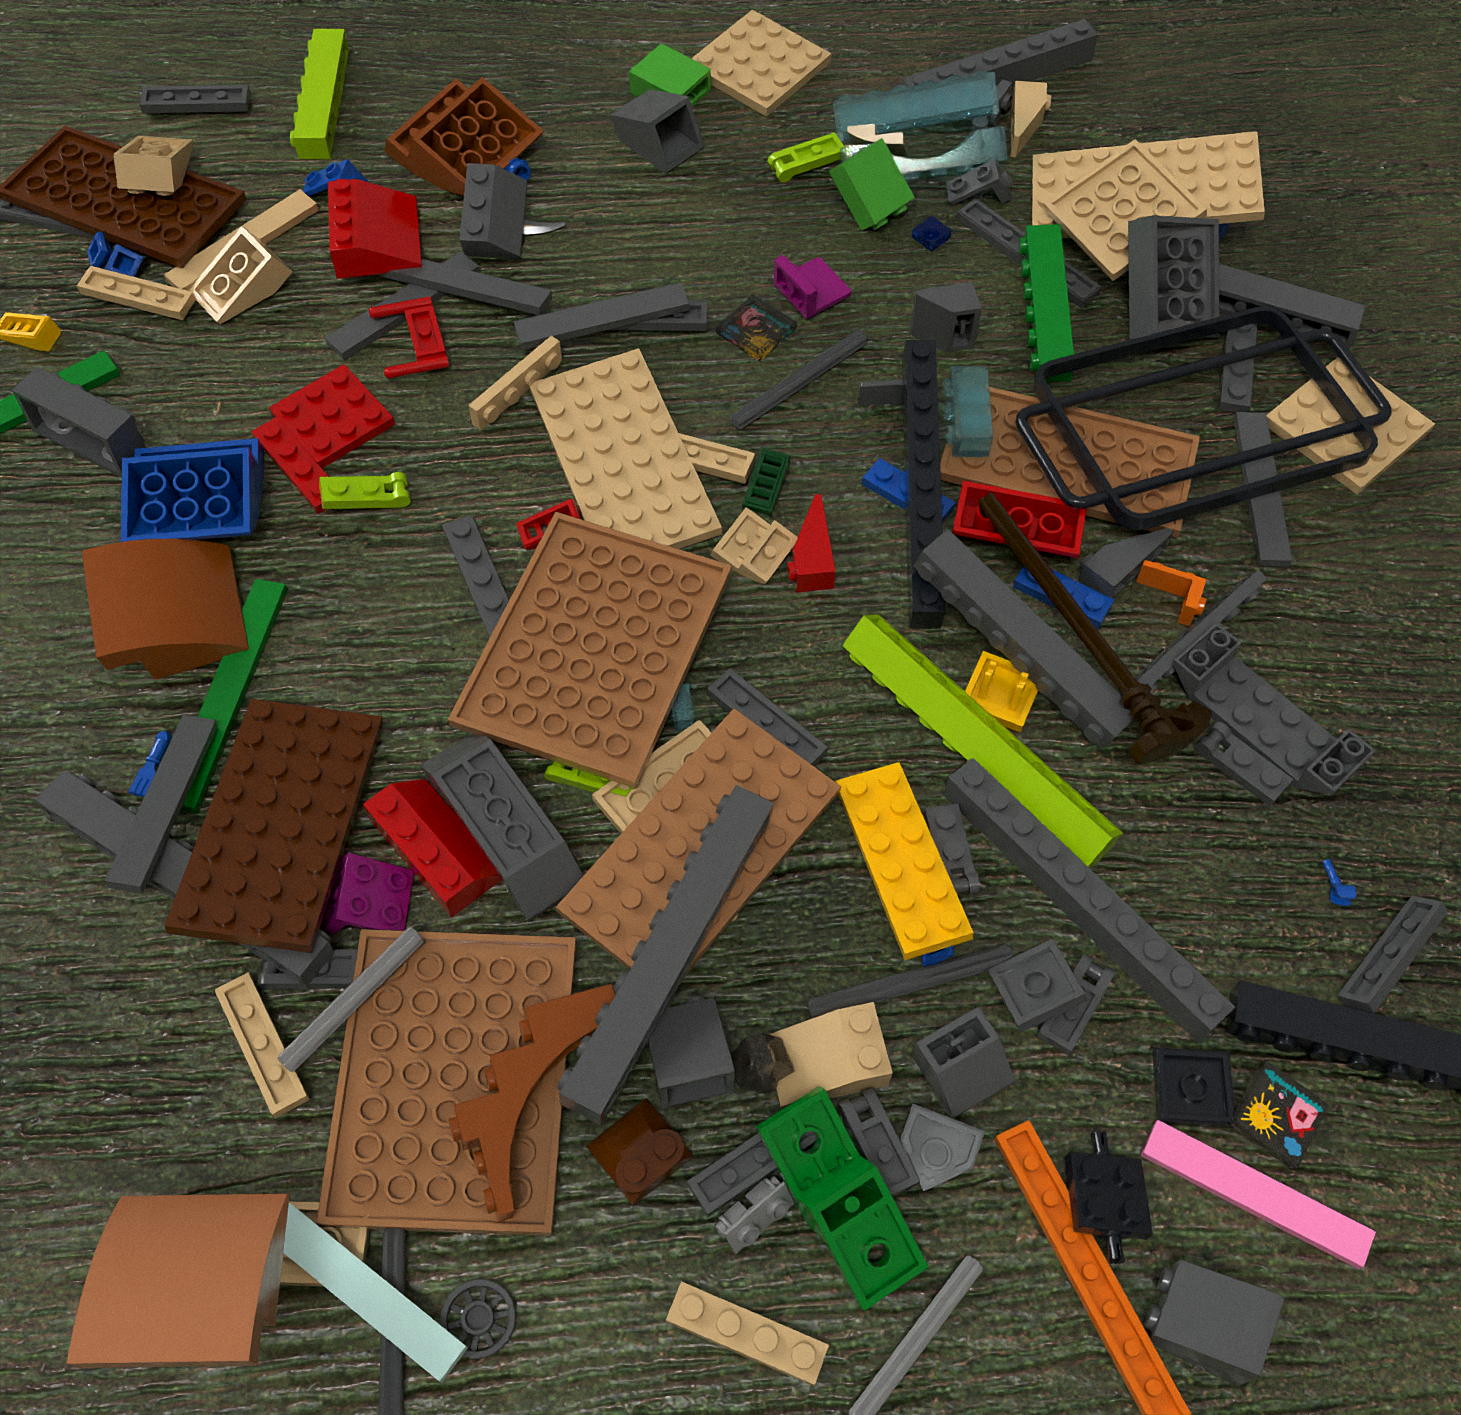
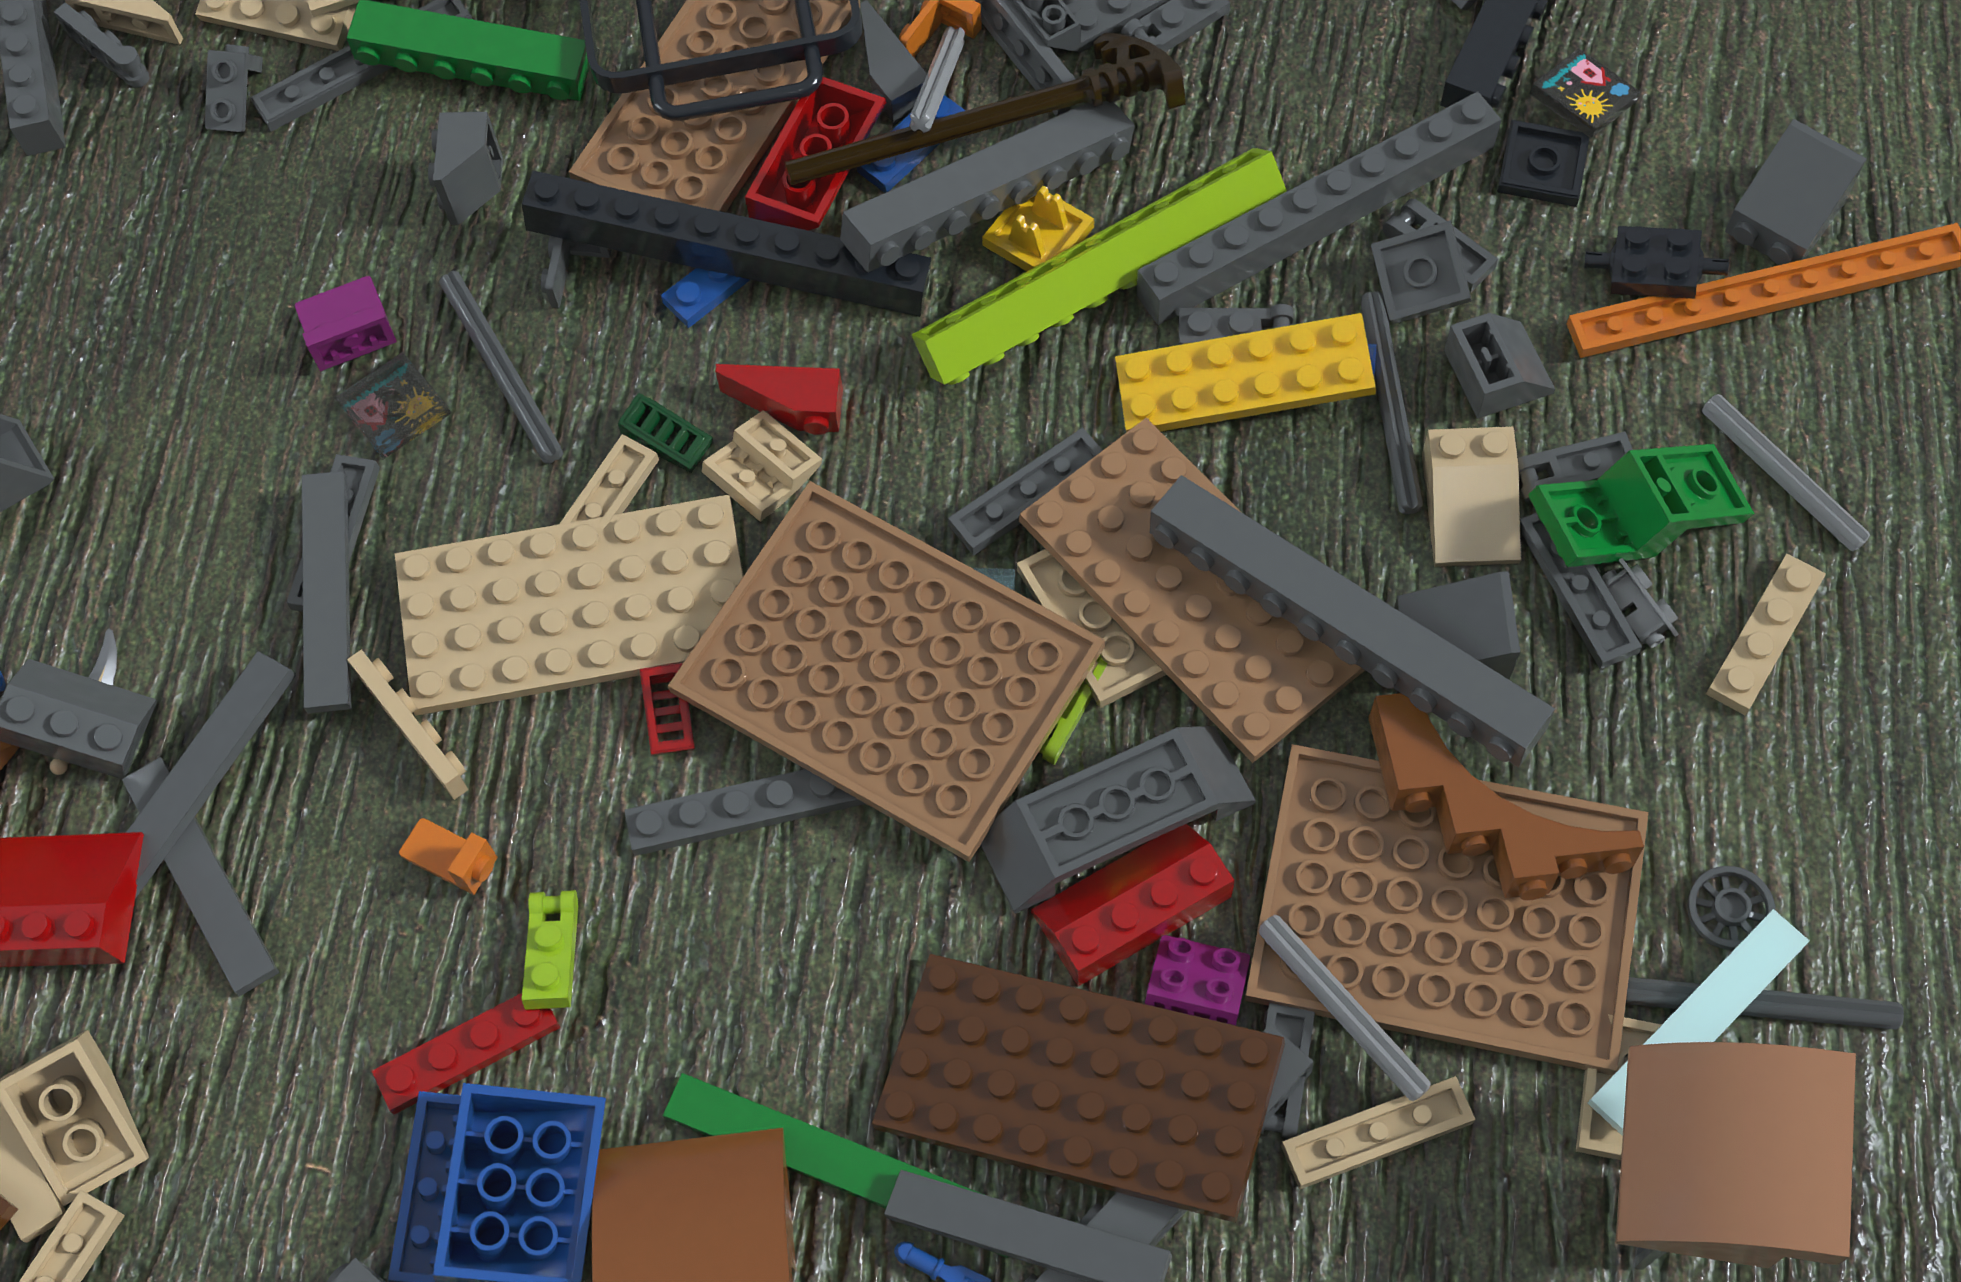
camera: 75 degrees left, 5 degrees up
(332, 415) = (386, 992): red plate -> none
(423, 333) = (274, 845): red plate -> none
(425, 429) = (449, 855): none -> orange bracket
(639, 1152) = (1580, 716): reddish brown slope -> none
(761, 1063) = (1475, 548): clear smoke brick -> none
(805, 156) = (97, 285): lime plate -> none
(868, 134) = (114, 185): tan slope -> none
(872, 185) = (200, 206): bright green brick -> none
(919, 105) = (75, 123): clear light blue brick -> none
(931, 233) = (292, 163): clear blue plate -> none
(939, 1146) = (1585, 406): dark grey plate -> none
(968, 411) = (632, 165): clear light blue brick -> none
(976, 149) = (169, 72): clear light blue arch -> none
(1109, 587) = (937, 79): none -> light grey axle
(1259, 1194) = (1659, 137): bright pink tile -> none

